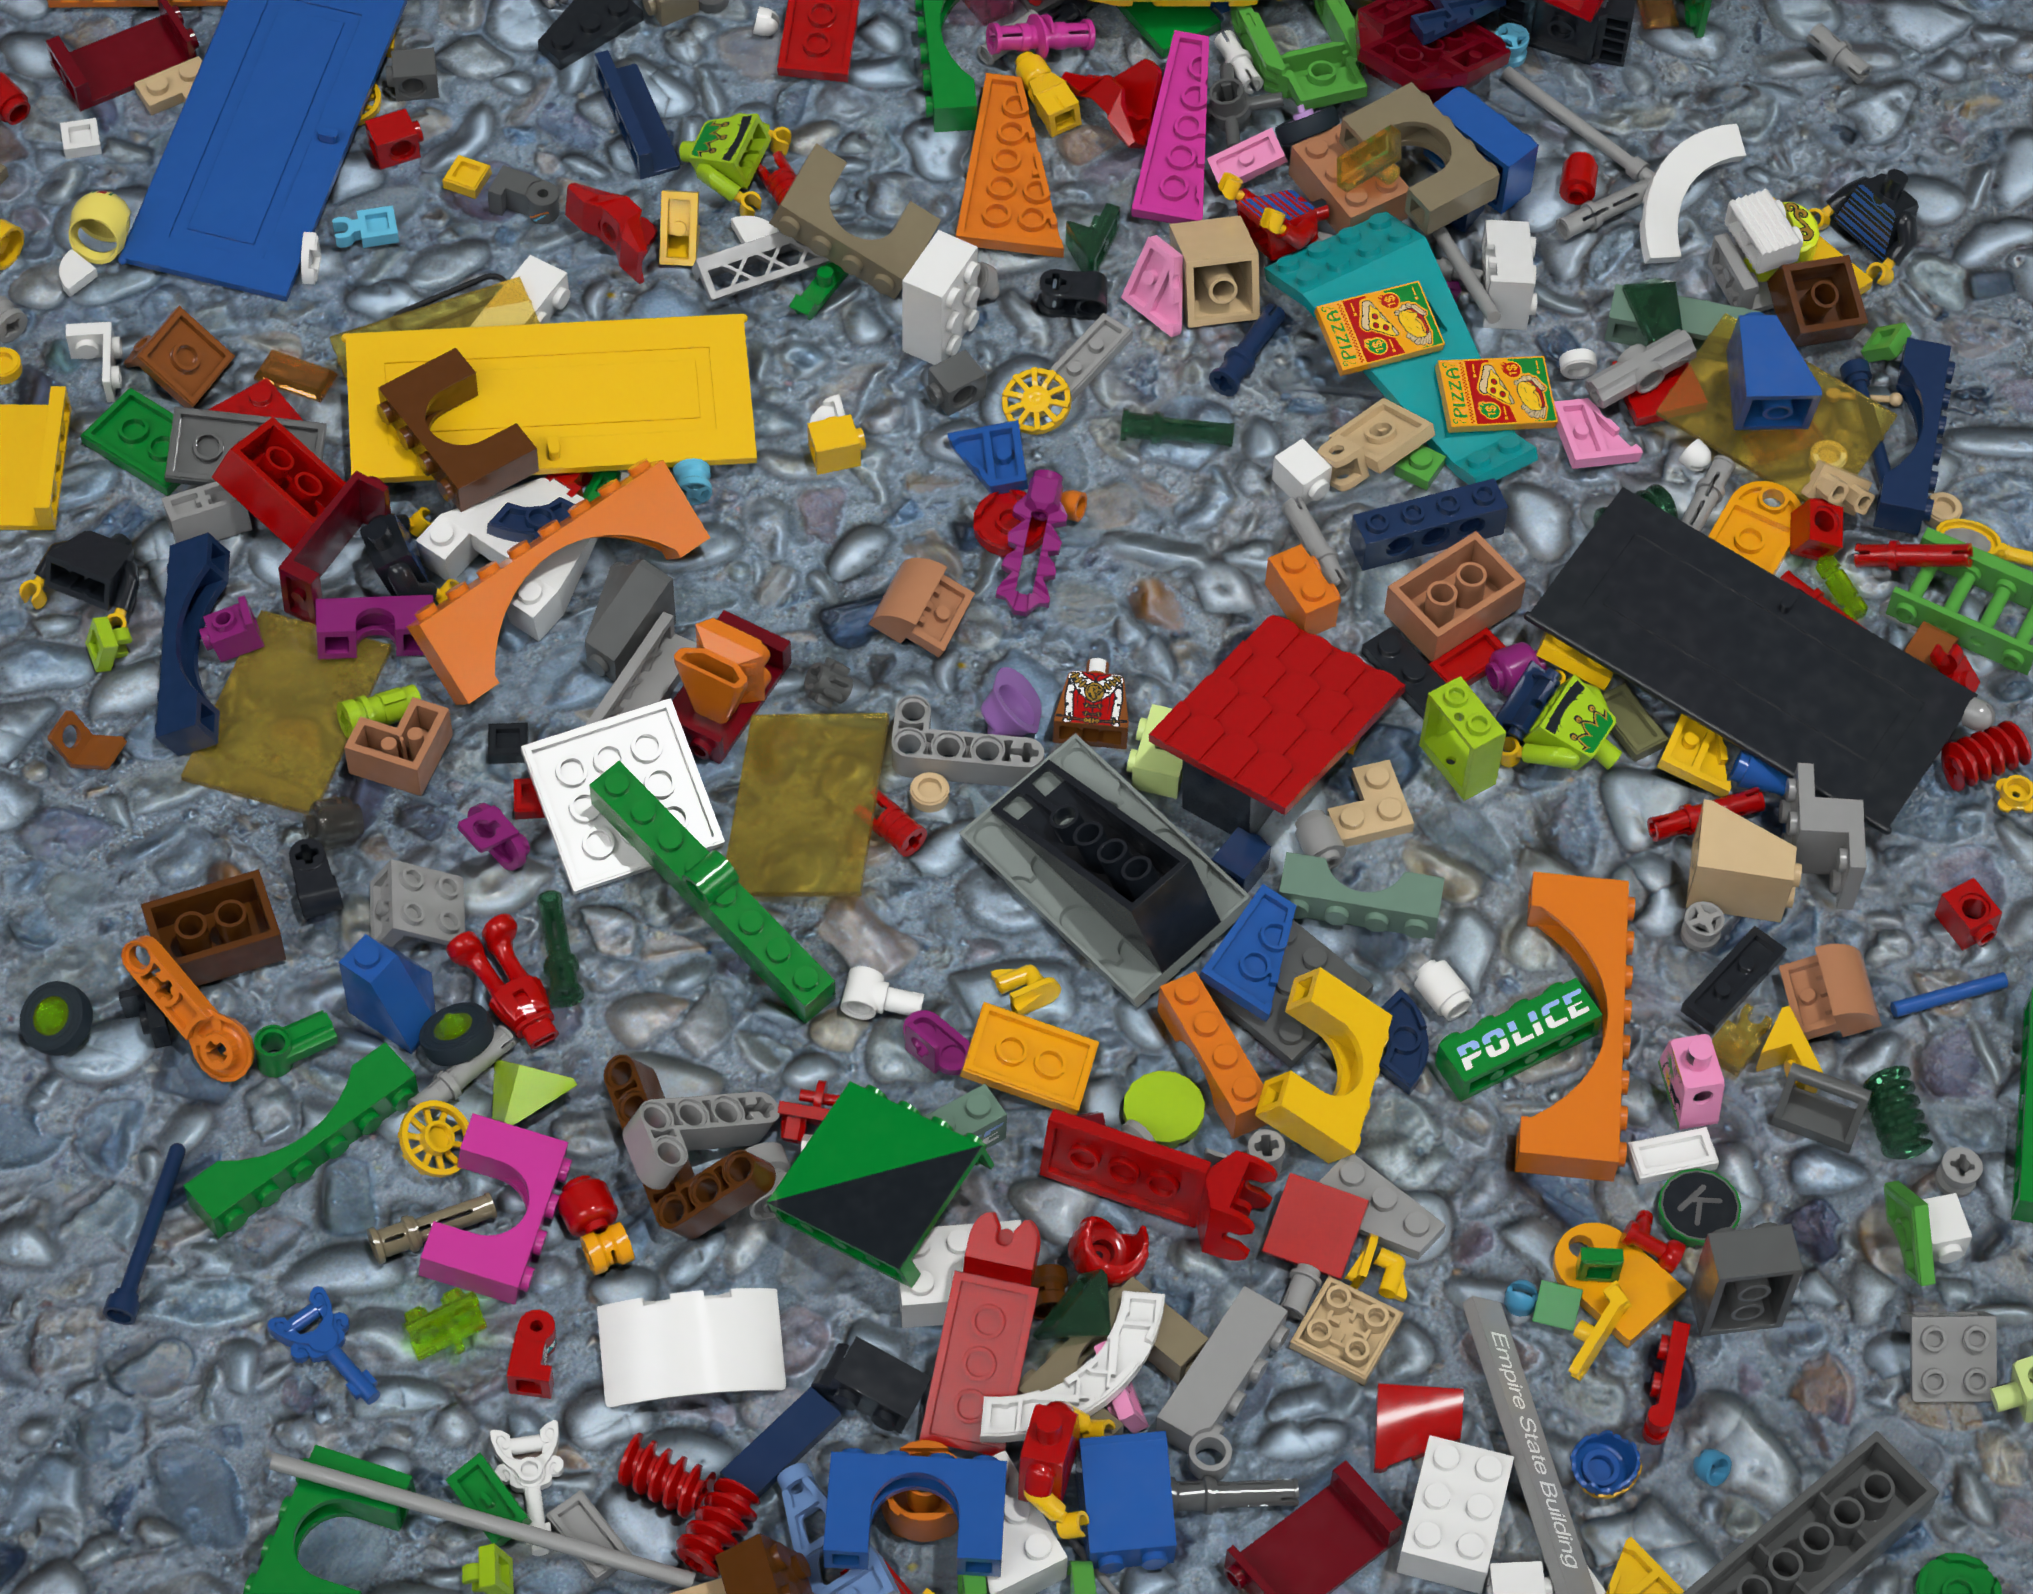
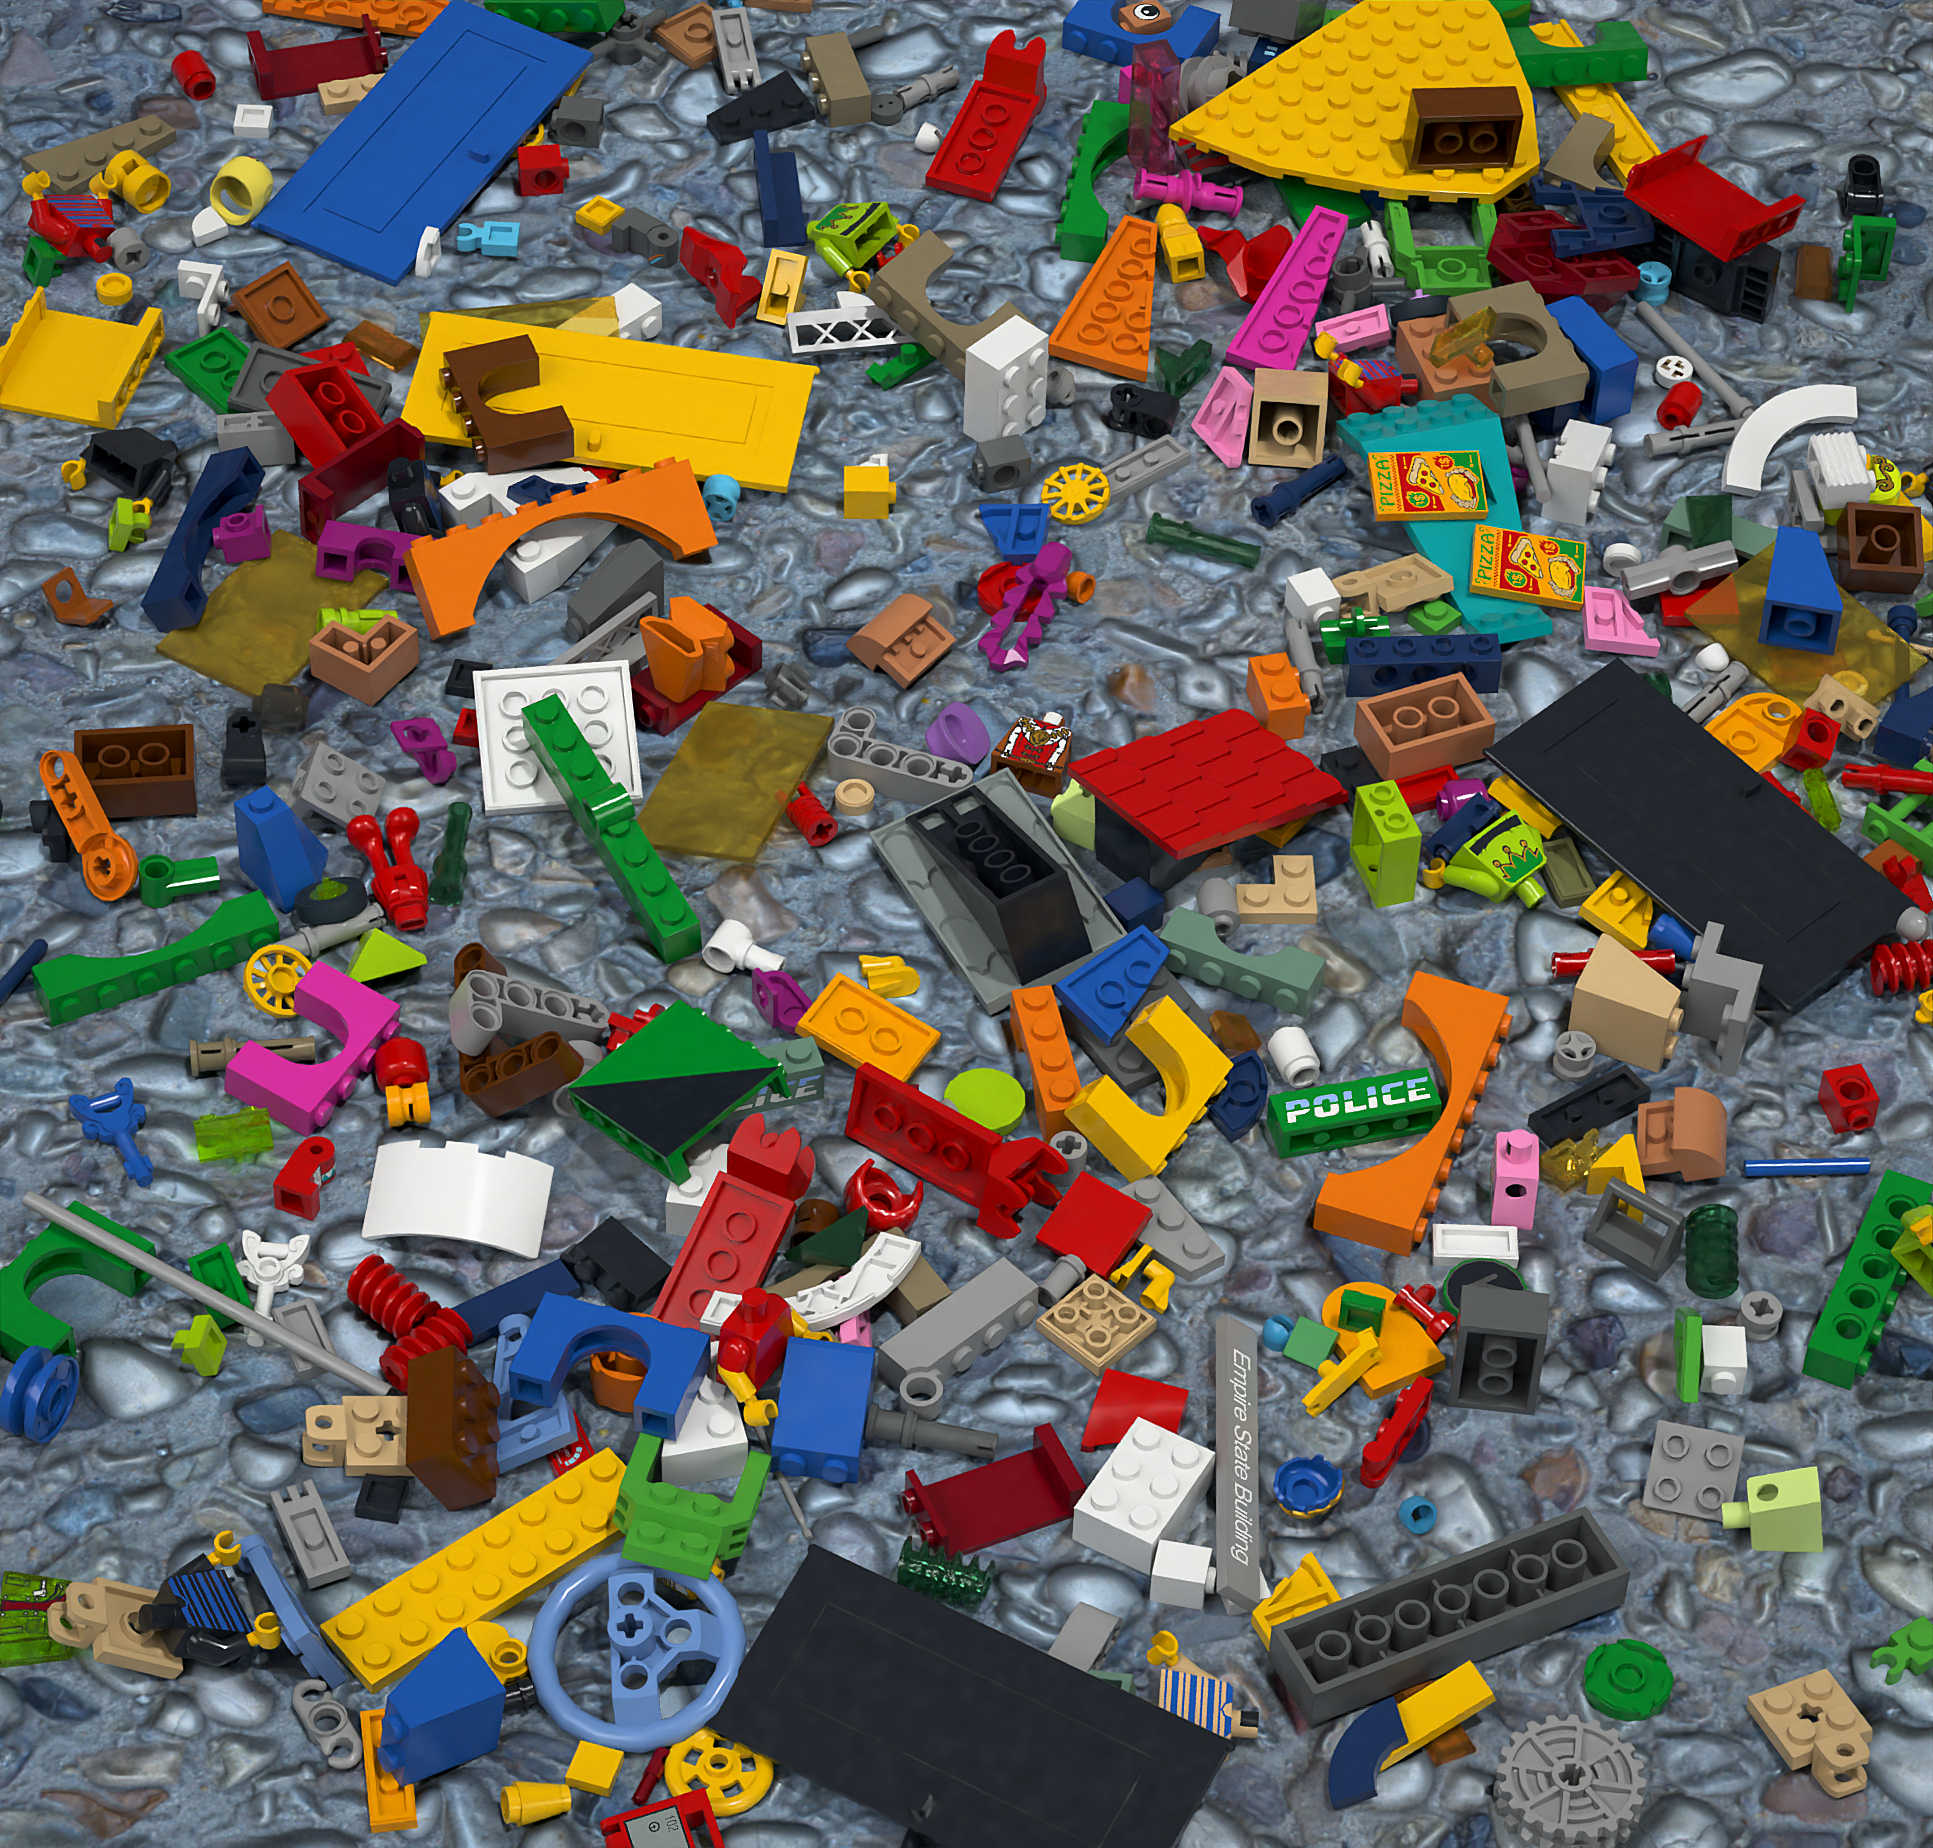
camera: 15 degrees right, 10 degrees down
(1358, 498) = (1335, 631): none -> green hips
(1378, 974) = (1235, 1031): none -> clear orange tile
(1559, 139) = (1673, 370): none -> white tile

